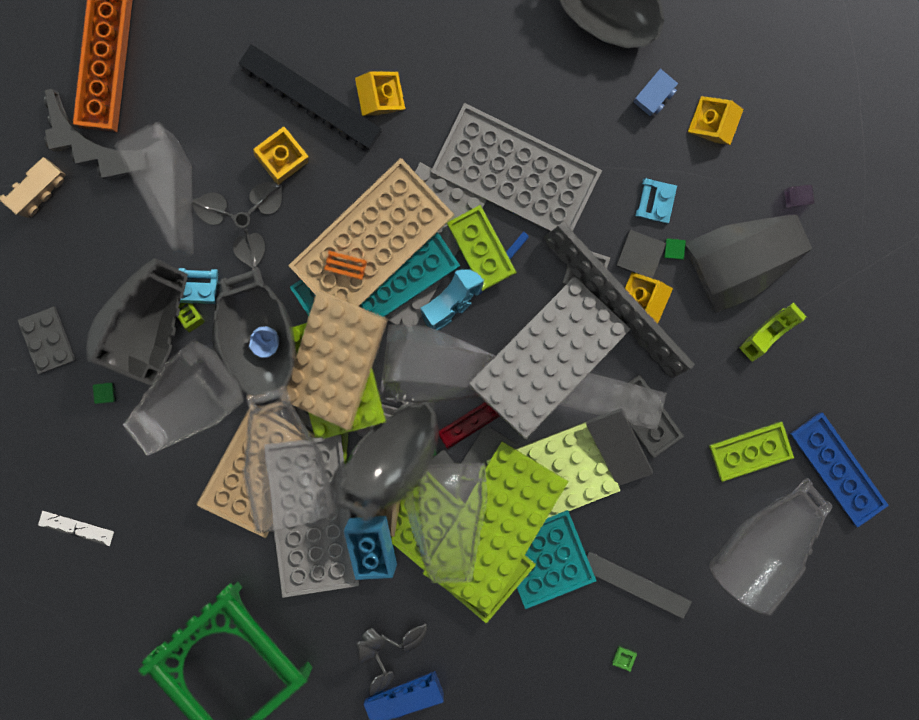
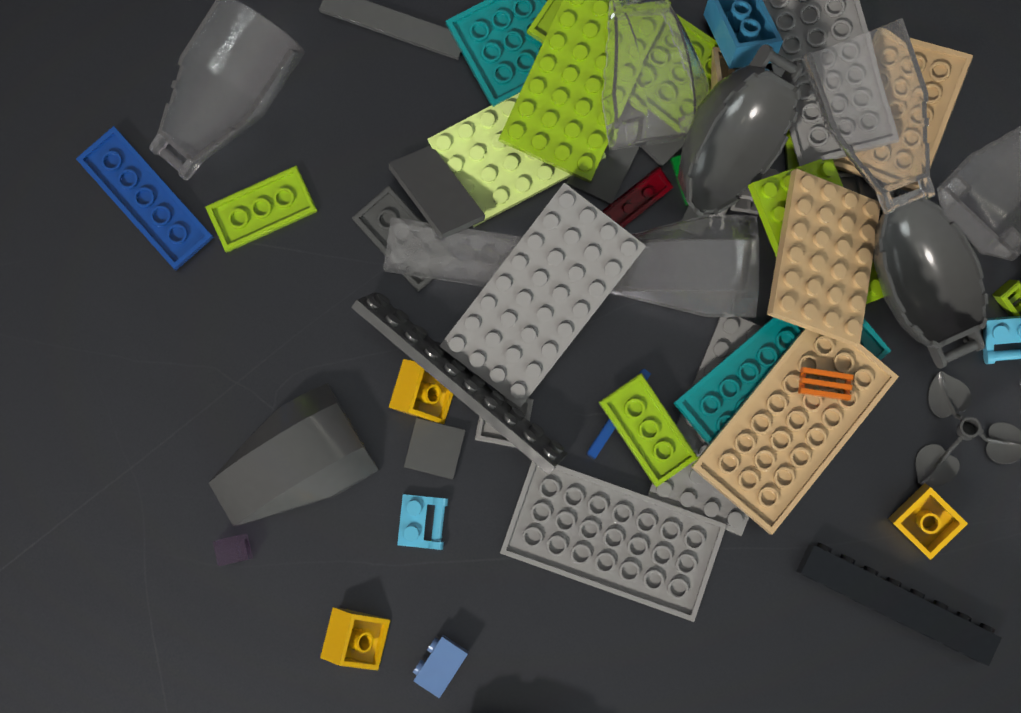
camera: 170 degrees right, 5 degrees down
(264, 342) = (915, 274): light blue hair -> none
(379, 93) = (807, 621): yellow slope -> none
(452, 300) = (677, 357): medium azure brick -> none
(674, 249) = (390, 460): green tile -> none
(771, 330) = (253, 365): lime arch -> none

